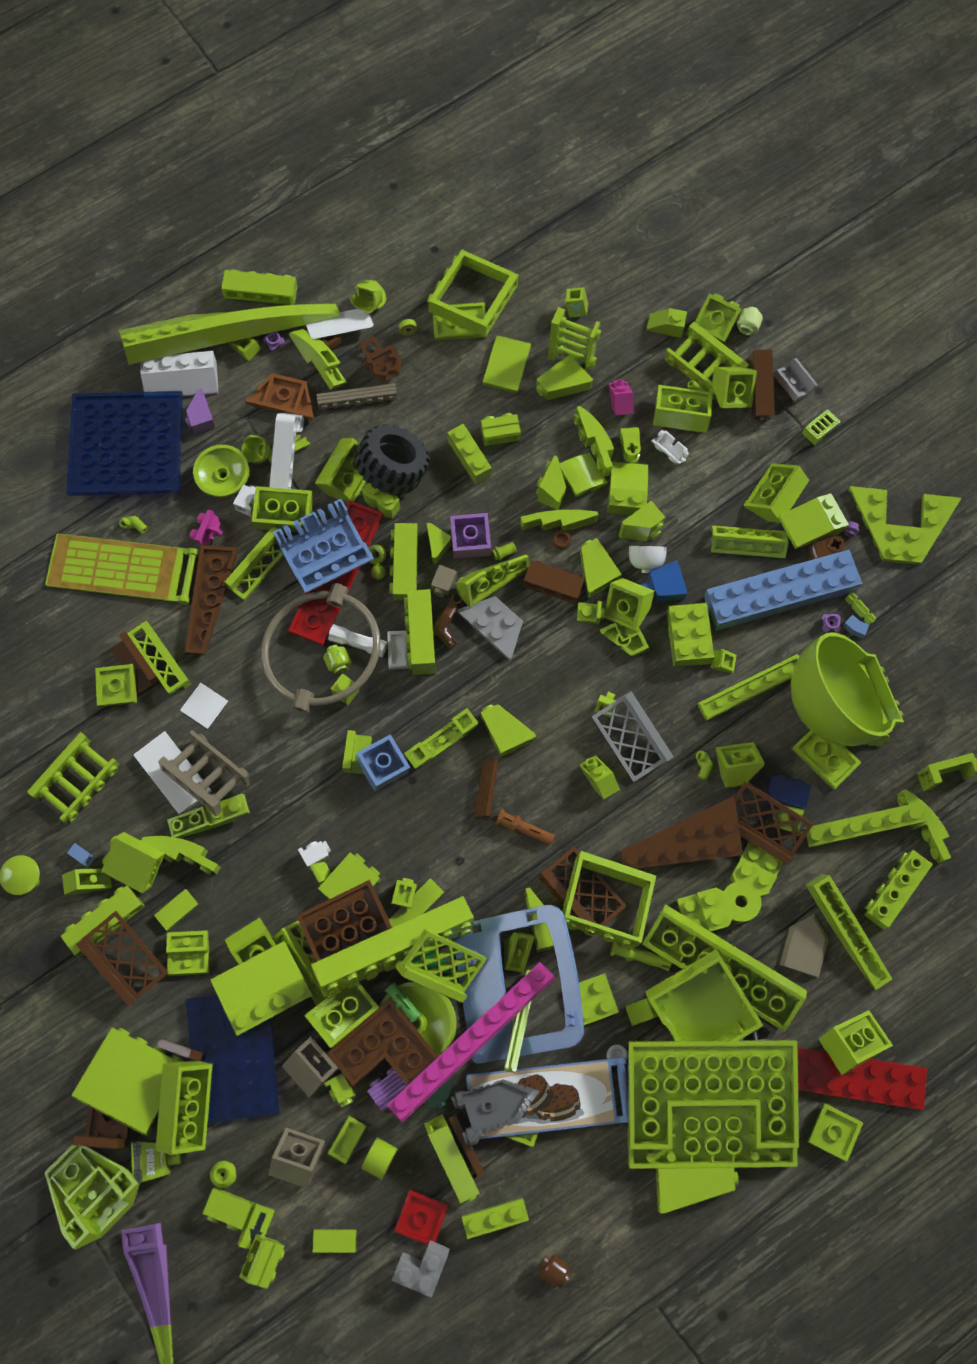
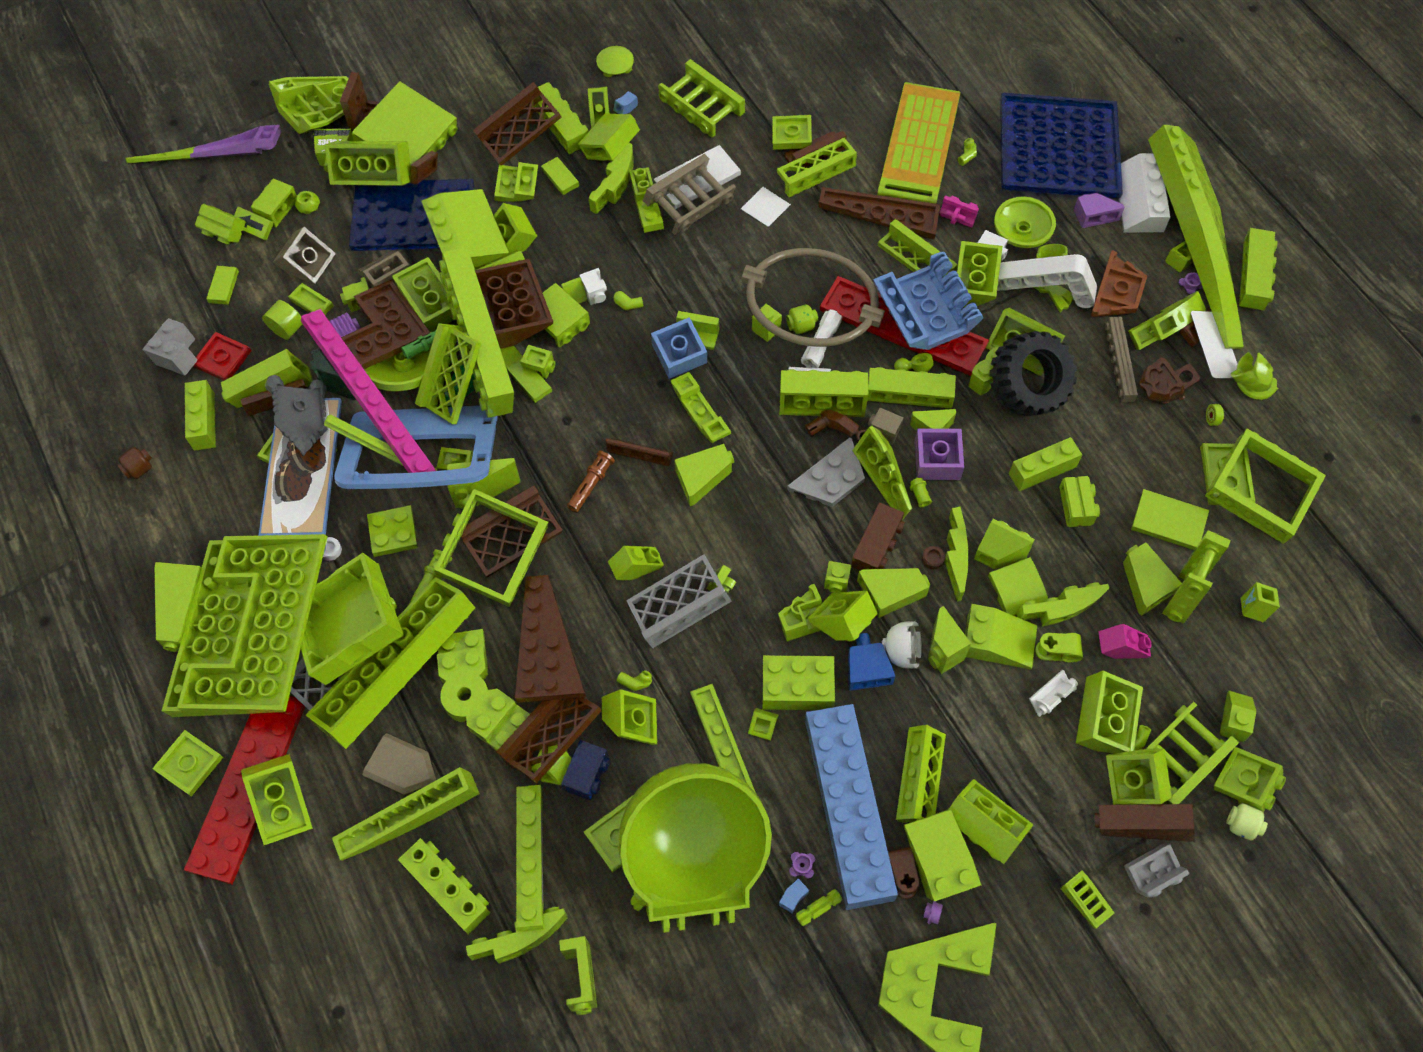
camera: 100 degrees right, 10 degrees down
(328, 821) = (626, 302): none -> lime arm

